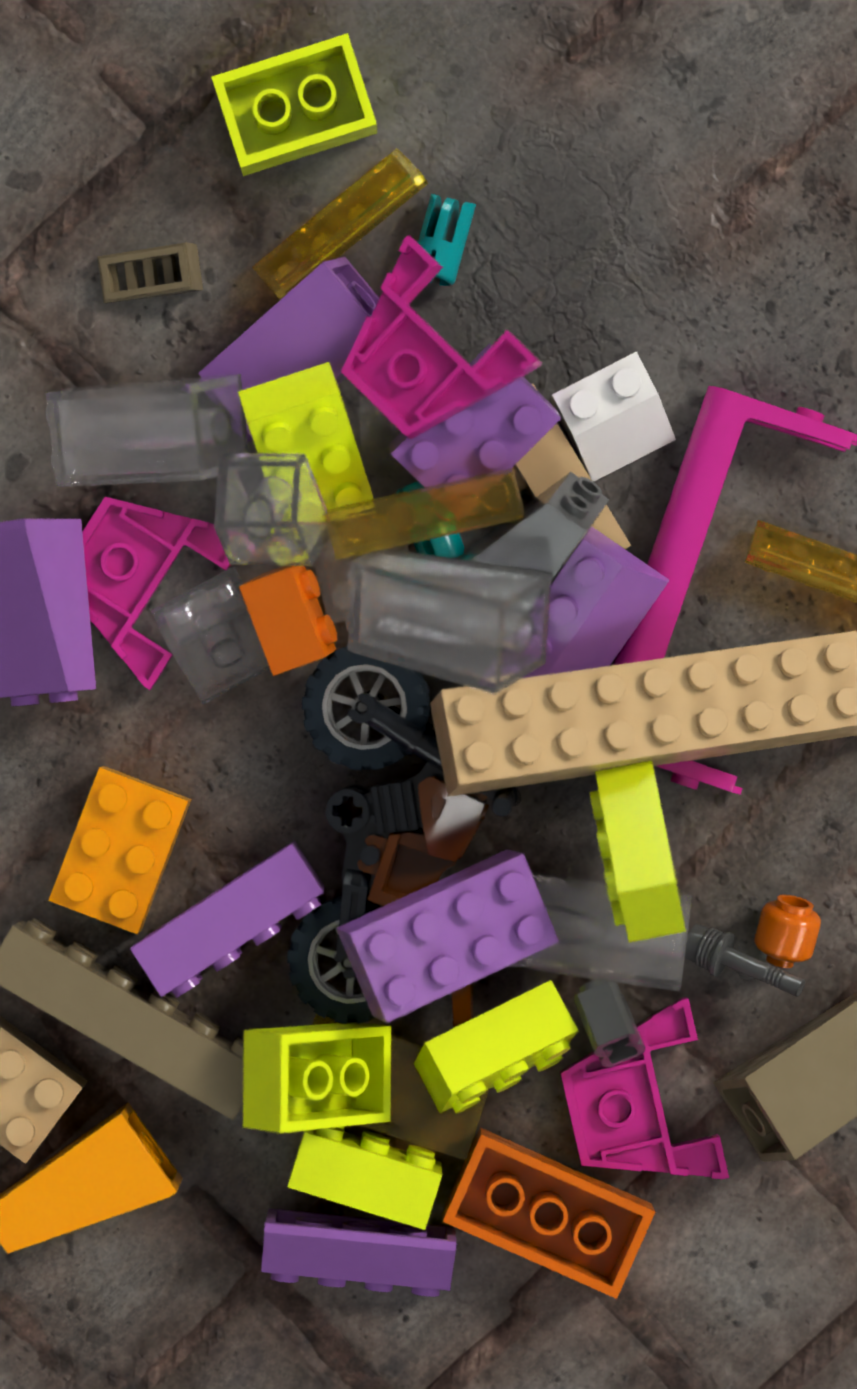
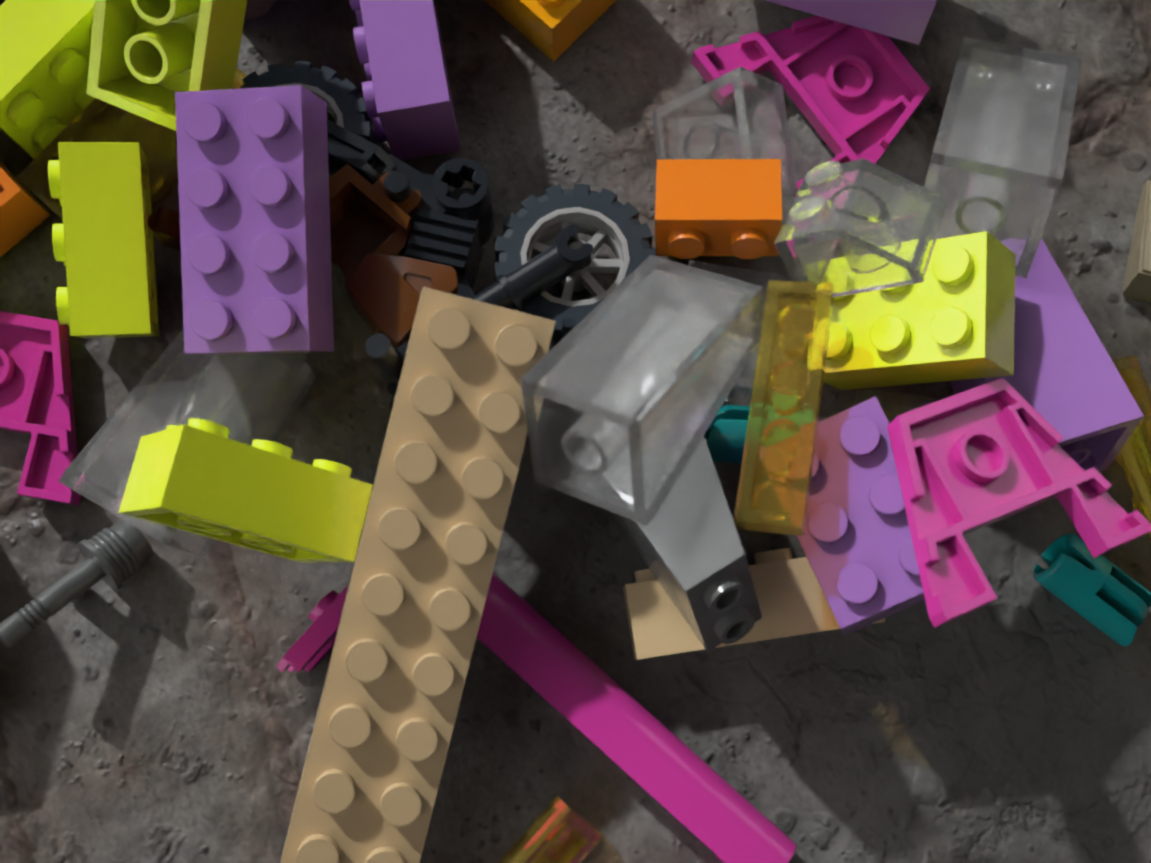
camera: 120 degrees right, 10 degrees down
(596, 605) = (580, 577): medium lavender slope -> none
(608, 1022) = (72, 384): dark grey brick -> none
(613, 417) = (804, 708): white slope -> none
(787, 930) = (90, 657): orange head -> none

